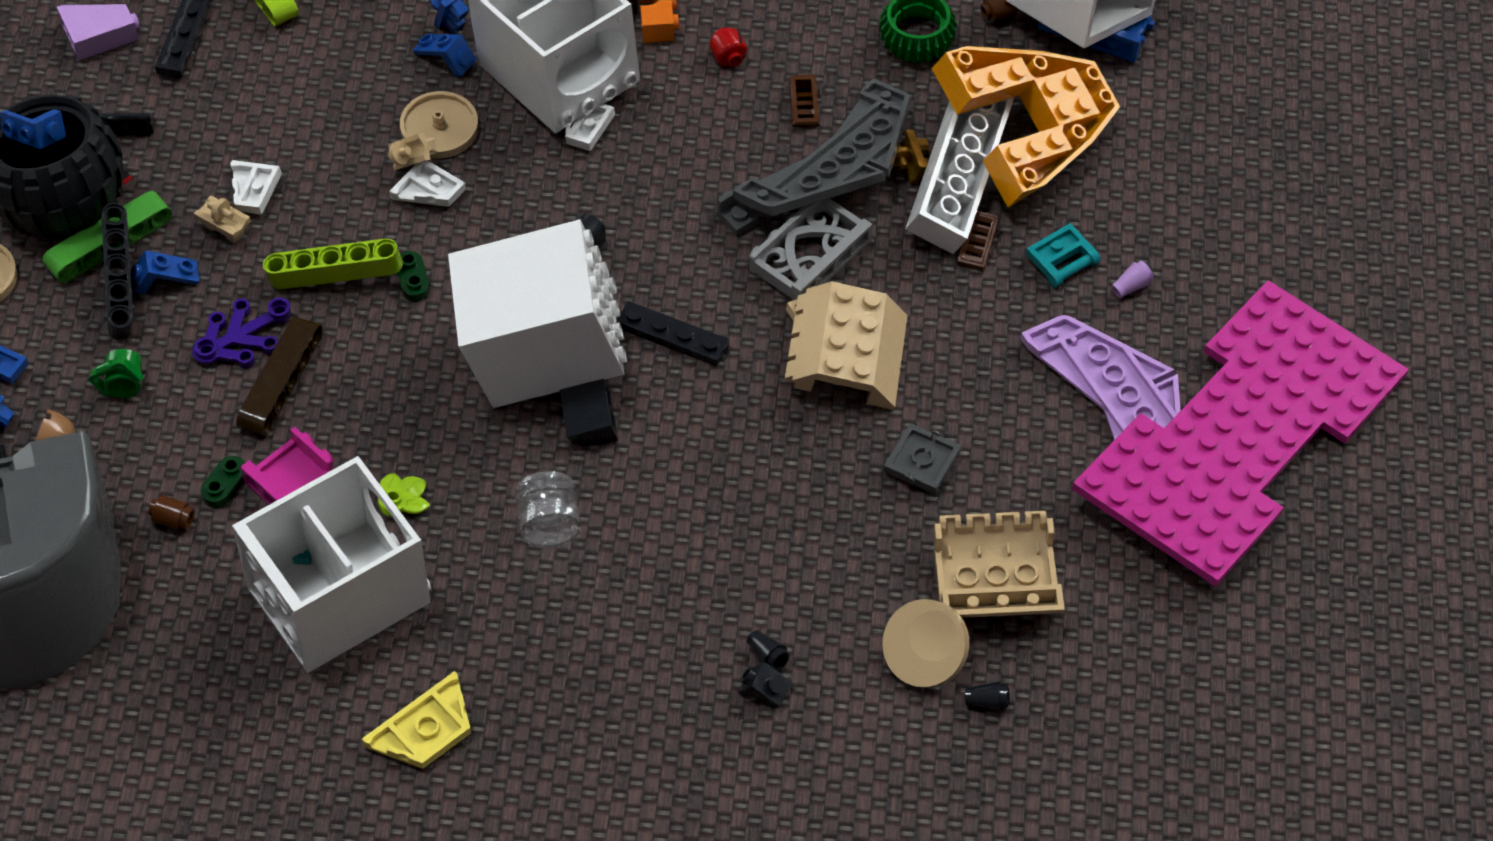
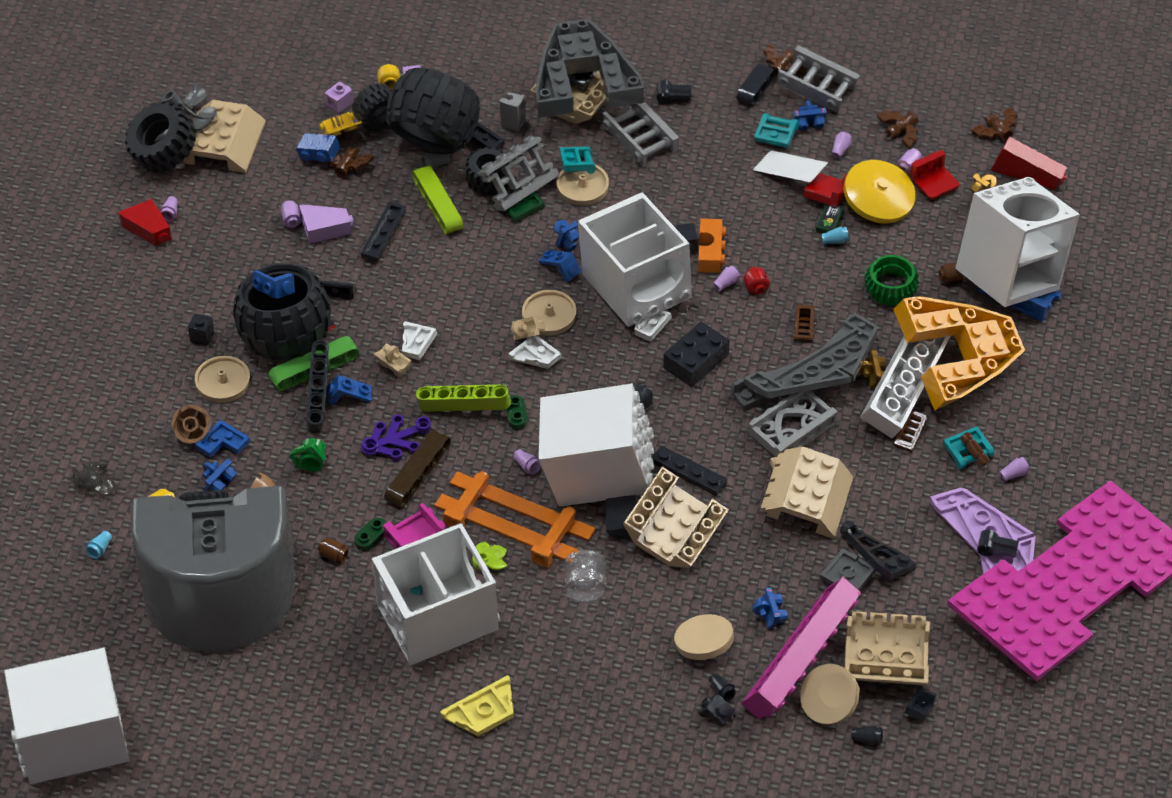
camera: 10 degrees right, 5 degrees down
(45, 20) = (290, 214): none -> lavender brick
(440, 348) = (528, 462): none -> lavender cone
(478, 470) = (542, 546): none -> orange fence
(658, 162) = (696, 354): none -> black brick
(662, 413) = (672, 522): none -> tan slope
(685, 48) = (726, 278): none -> lavender cone
(731, 578) = (704, 637): none -> tan piece
(817, 525) = (768, 606): none -> blue hips
(875, 580) = (801, 649): none -> brick
(981, 444) = (890, 568): none -> black plate
(1057, 640) = (921, 704): none -> black bracket
(1073, 257) = (975, 450): none -> reddish brown axle
(1119, 392) = (992, 544): none -> black piece

